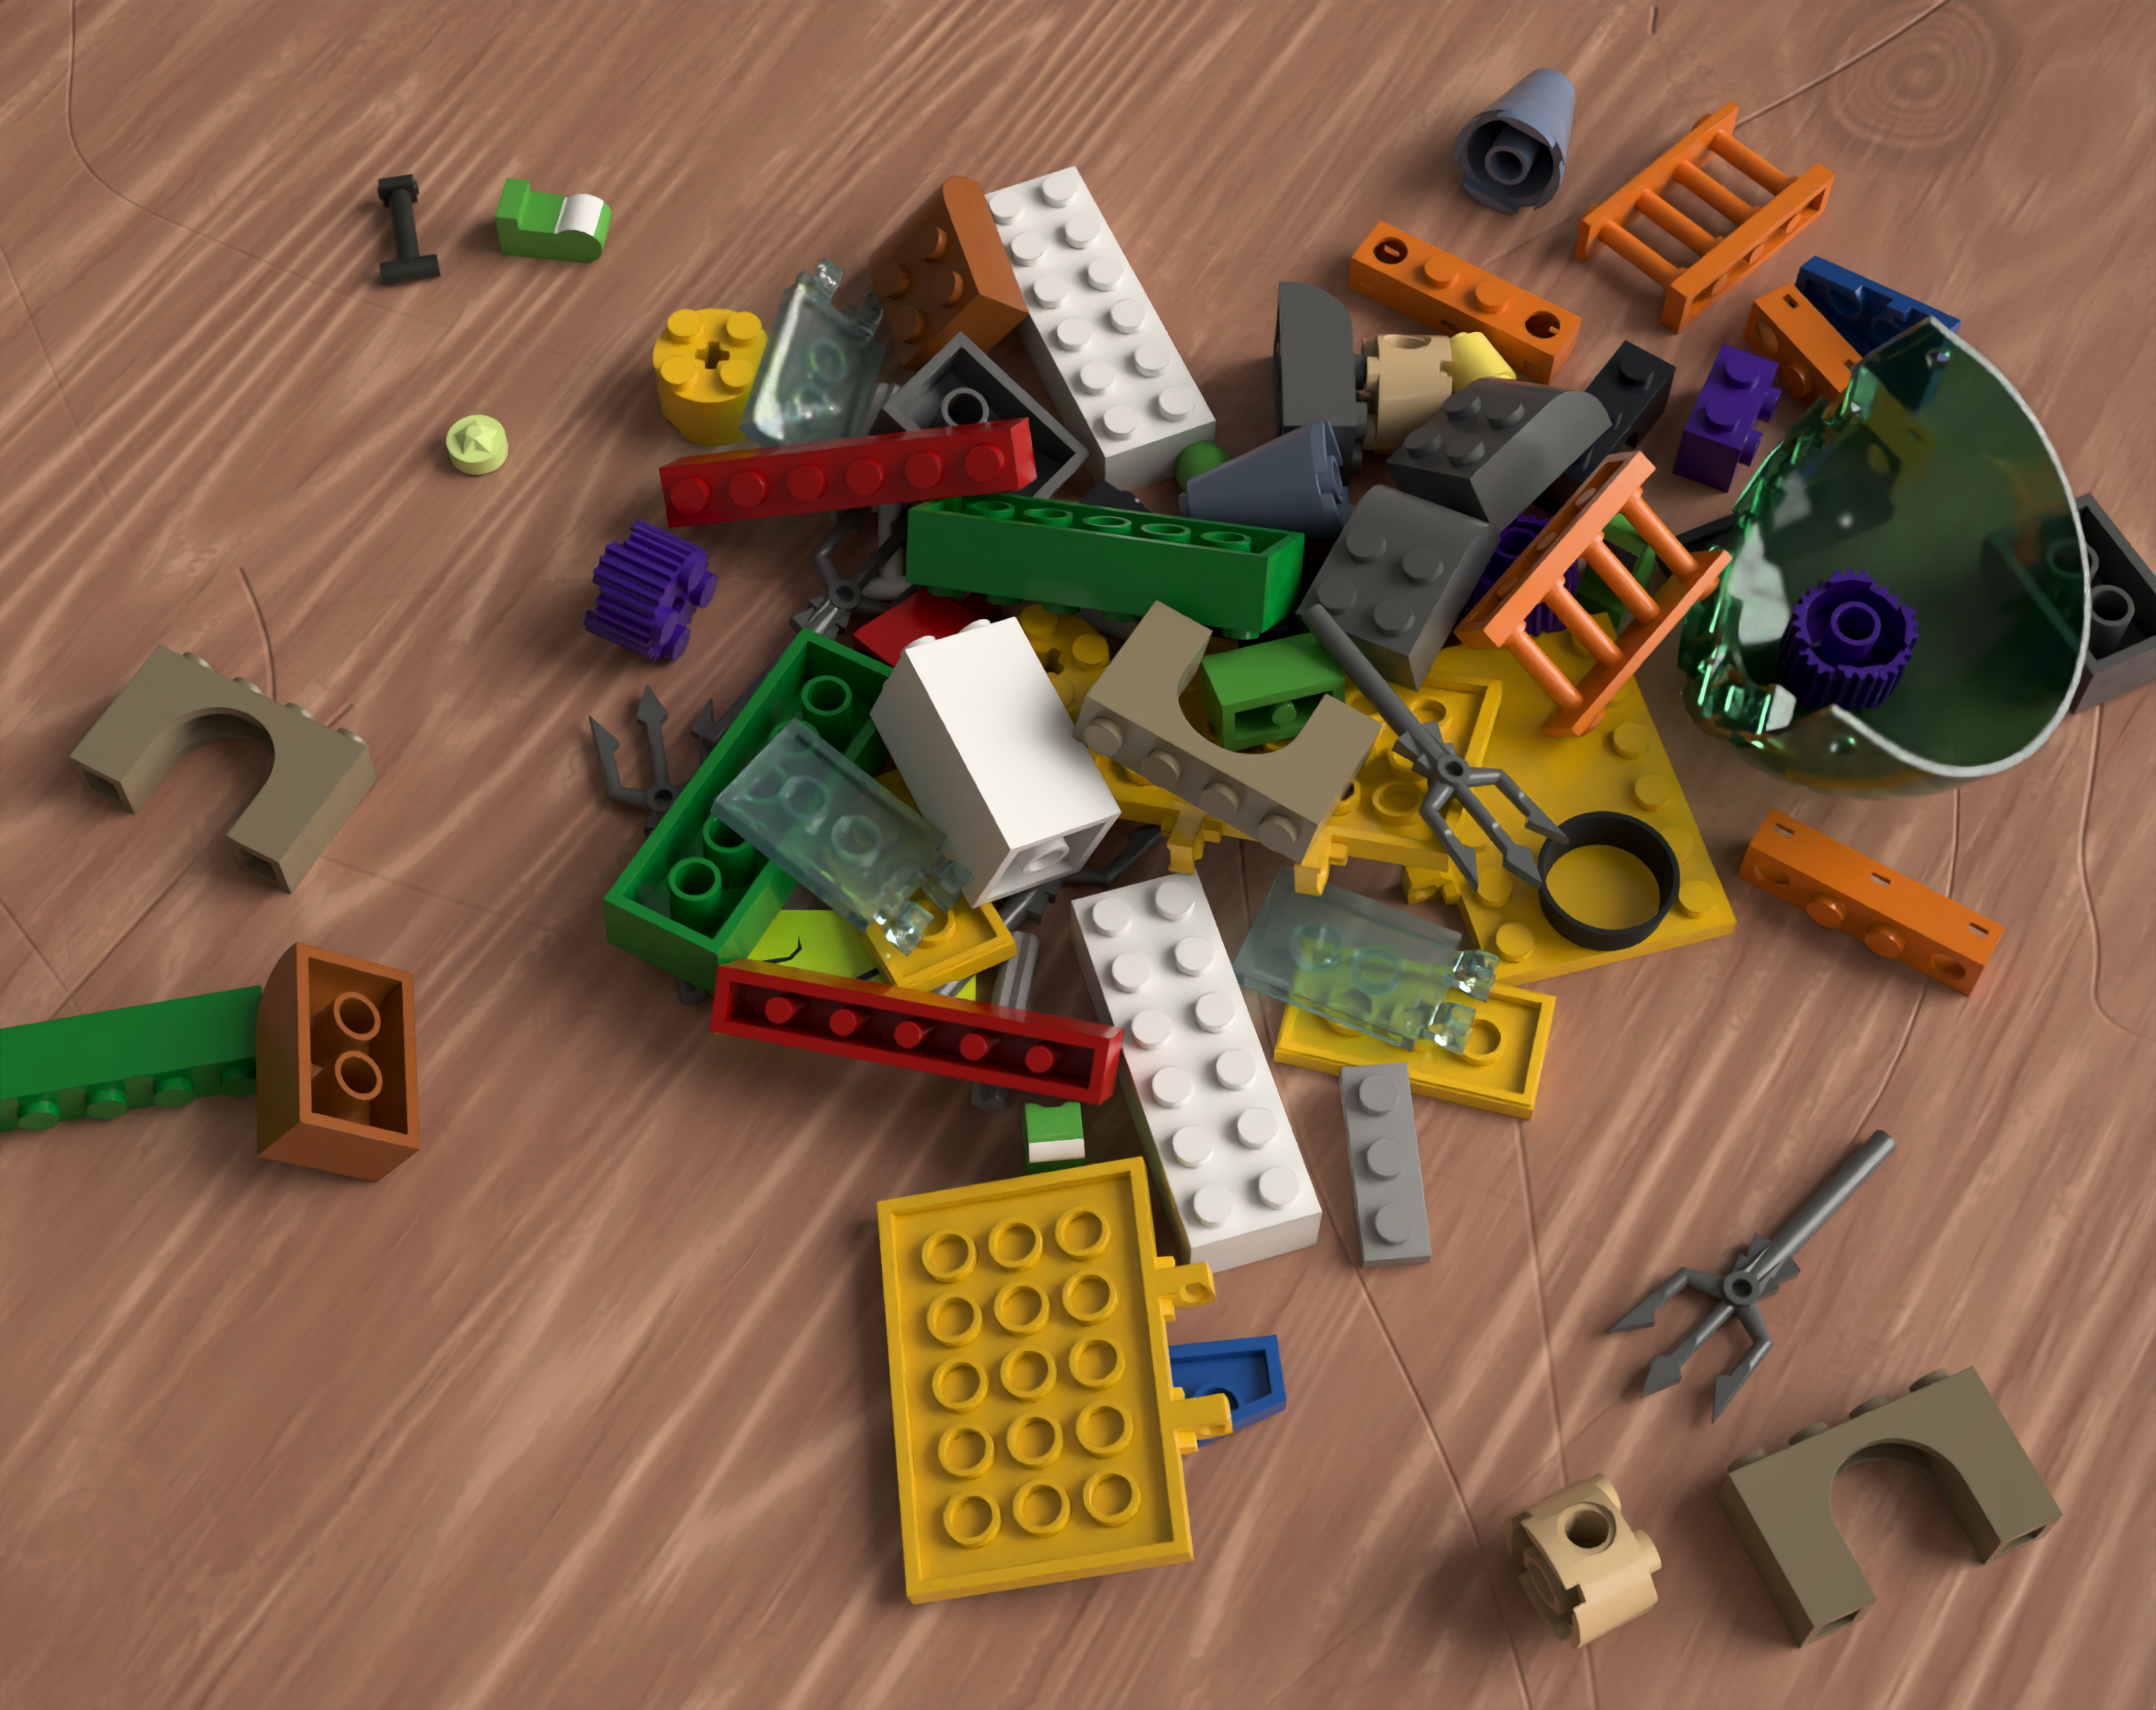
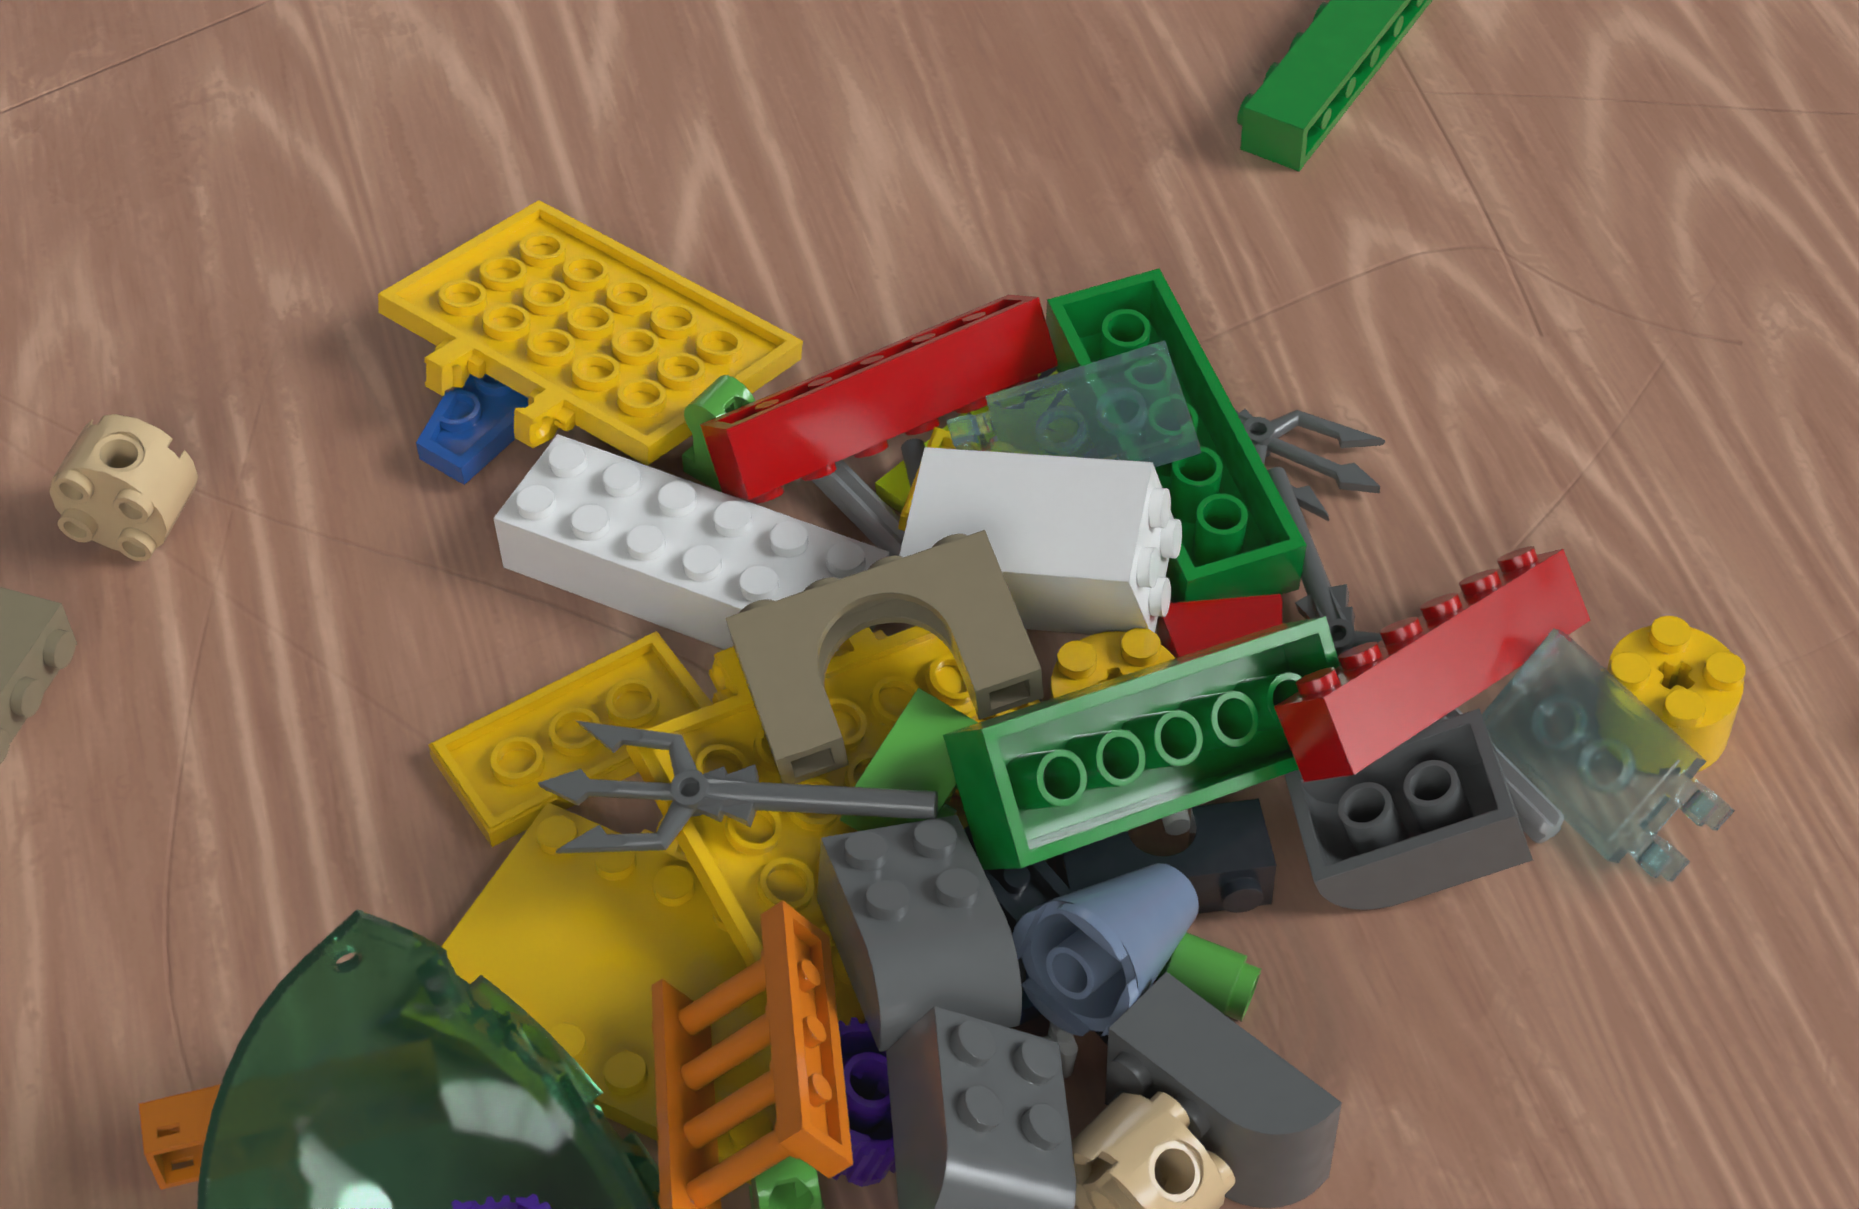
camera: 135 degrees right, 10 degrees down
(183, 705) = (1483, 264): dark tan arch -> none
(337, 1064) = (1191, 124): dark orange brick -> none
(477, 444) = (1742, 529): yellowish green tile -> none
(650, 592) = (1451, 502): dark purple brick -> none
(946, 276) = (1626, 902): dark orange brick -> none
(1097, 334) = (1480, 1010): white brick -> none
(1363, 965) = (623, 695): clear light blue tile -> none
(1384, 1165) = (500, 624): light grey plate -> none
(1624, 833) = (507, 864): black tyre -> none
(1750, 1281) = (158, 782): dark grey piece -> none

